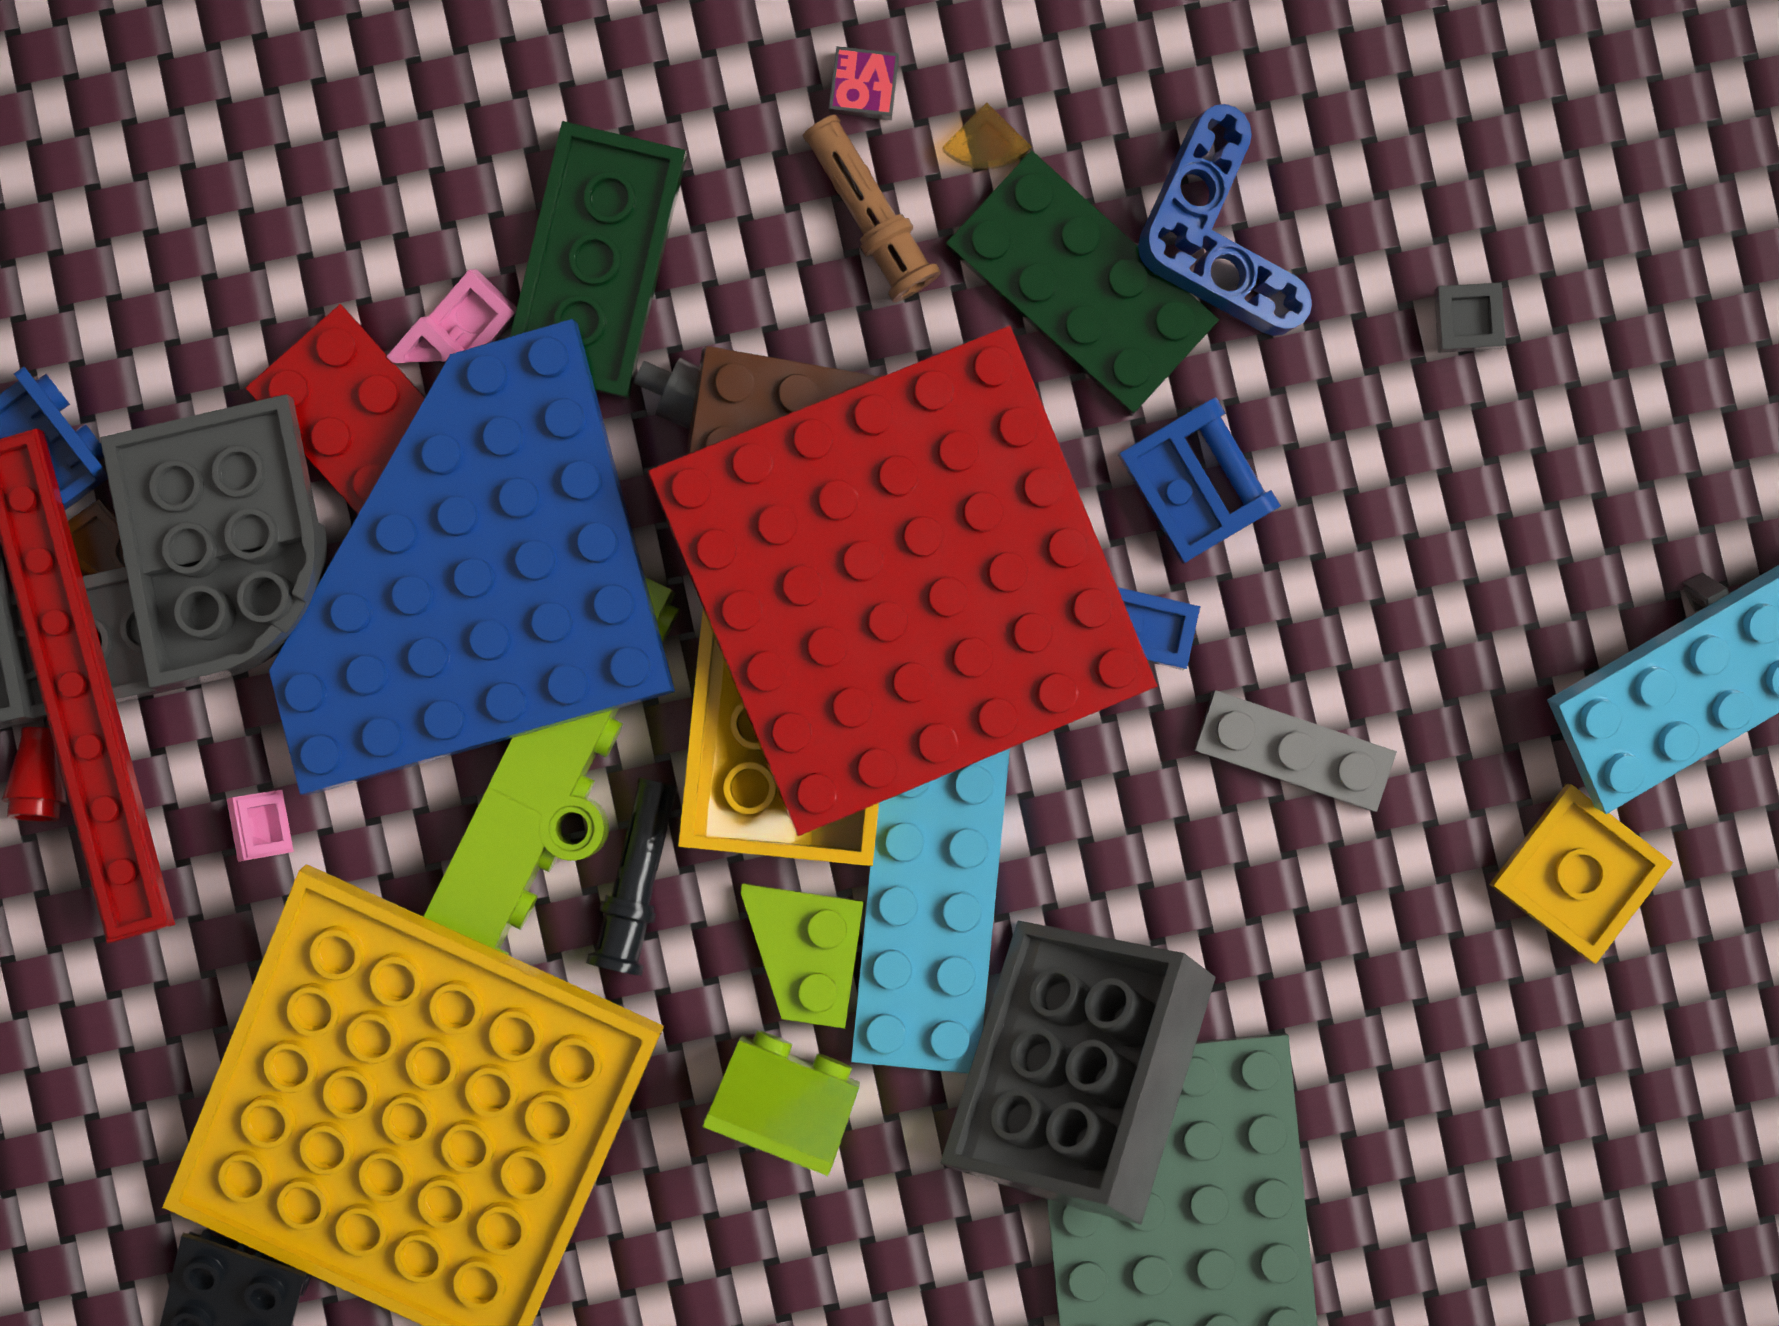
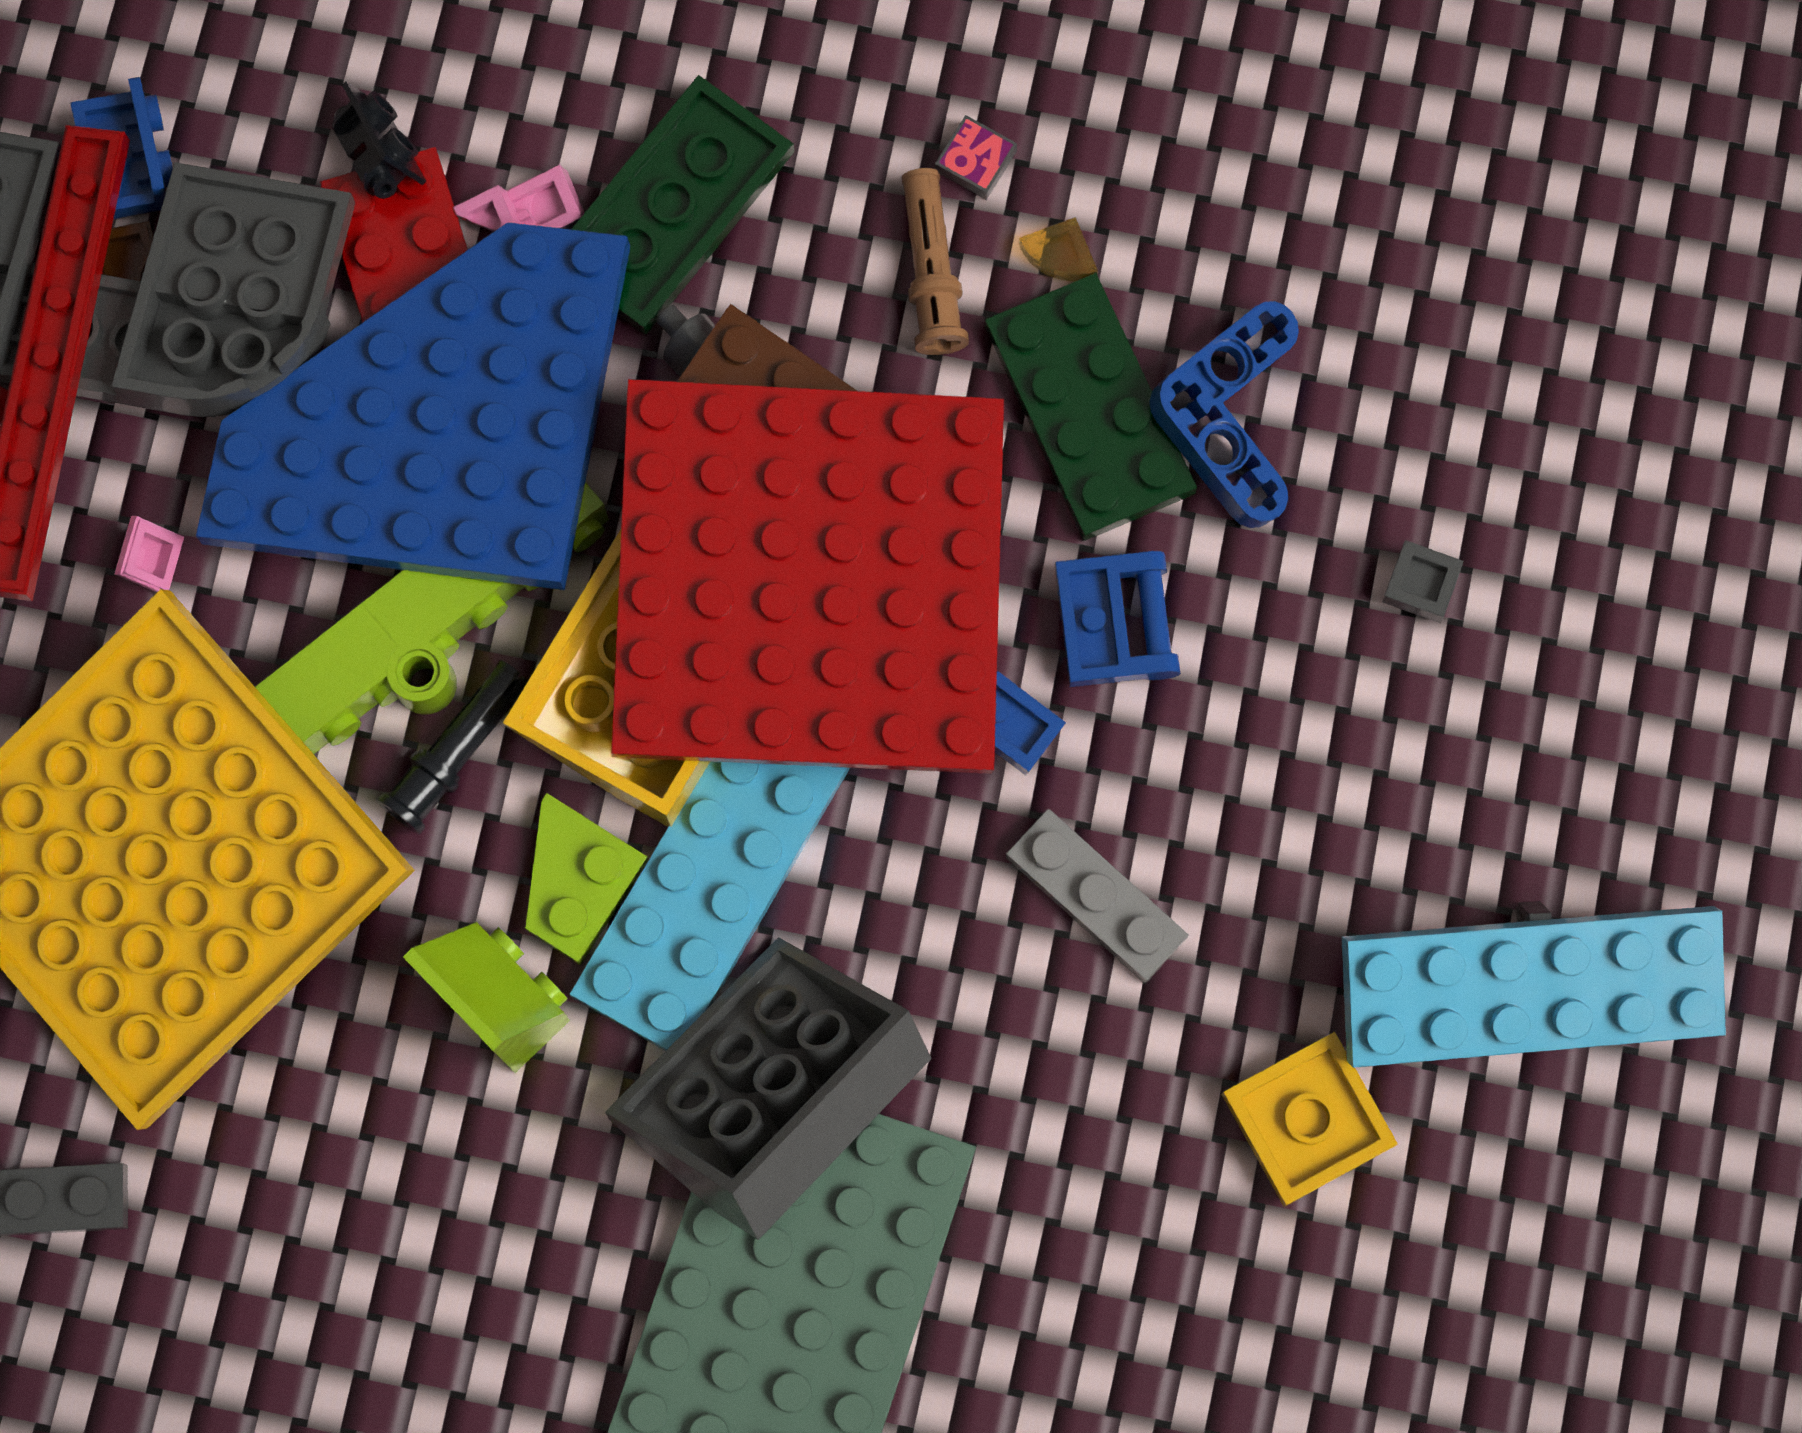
camera: 25 degrees right, 10 degrees down
(269, 313) = (375, 144): none -> black hinge

